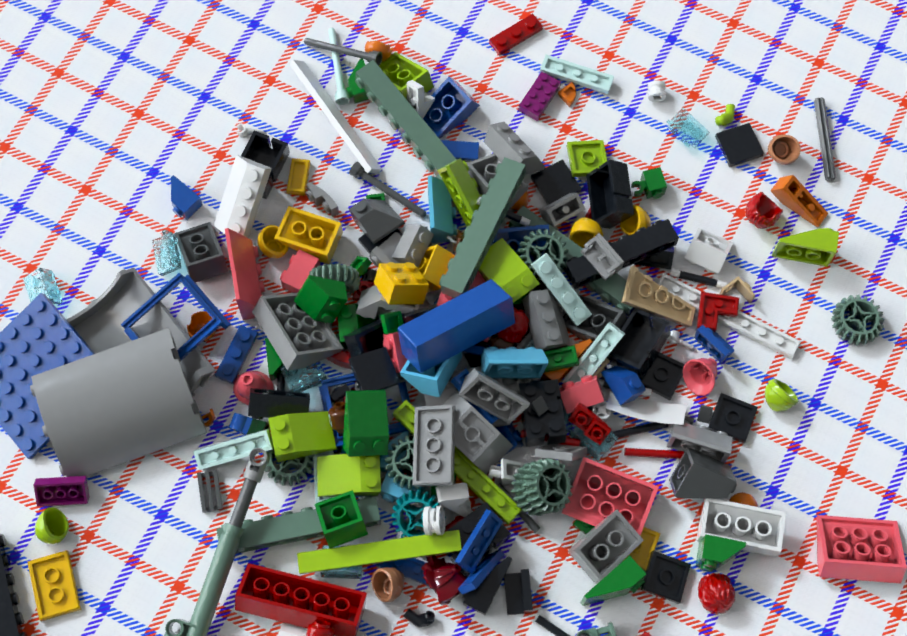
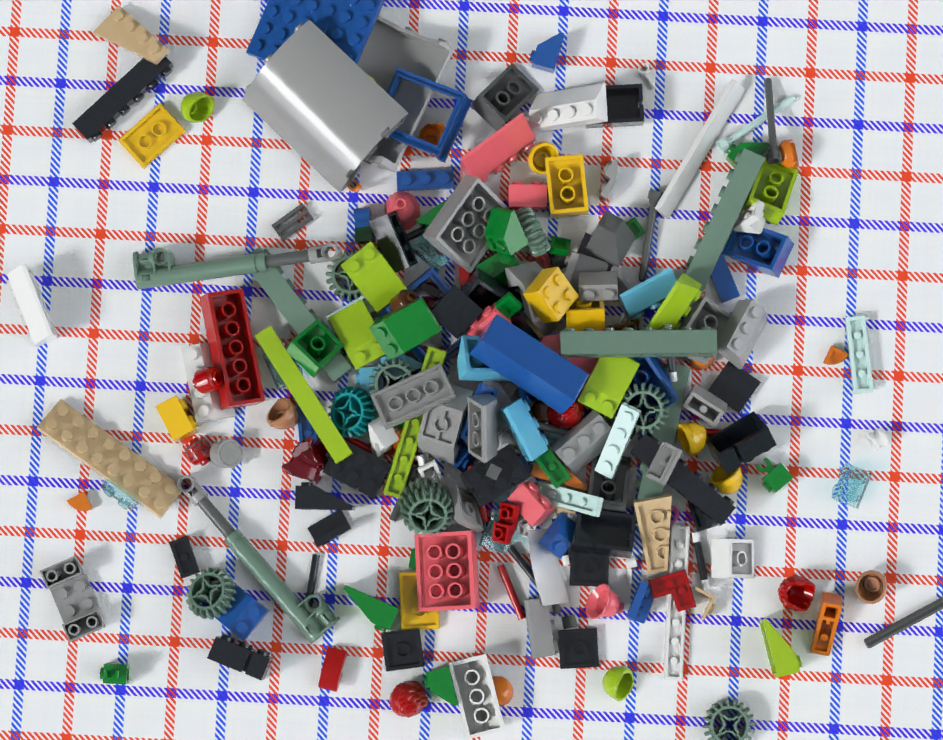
camera: 70 degrees right, 15 degrees up
(61, 491) = (230, 97): magenta piece -> none
(166, 253) = (487, 68): clear light blue bracket -> none
(232, 449) = (334, 223): light aqua plate -> none
(298, 177) = (623, 145): yellow tile -> none
(420, 620) = (266, 455): black arm -> none
(433, 520) = (348, 427): white wheel -> none
(479, 541) = (350, 474): blue plate -> none
(481, 572) = (328, 489): blue tile -> none
(515, 34) = (875, 276): red plate -> none
(539, 96) = (818, 329): magenta piece -> none
(585, 156) = (772, 404): lime plate -> none
(605, 546) = (402, 585): light grey slope -> none
(702, 477) = (503, 643): dark grey slope -> none
(727, 117) = (884, 519): lime arm -> none
(739, 144) = (860, 542): black tile -> none

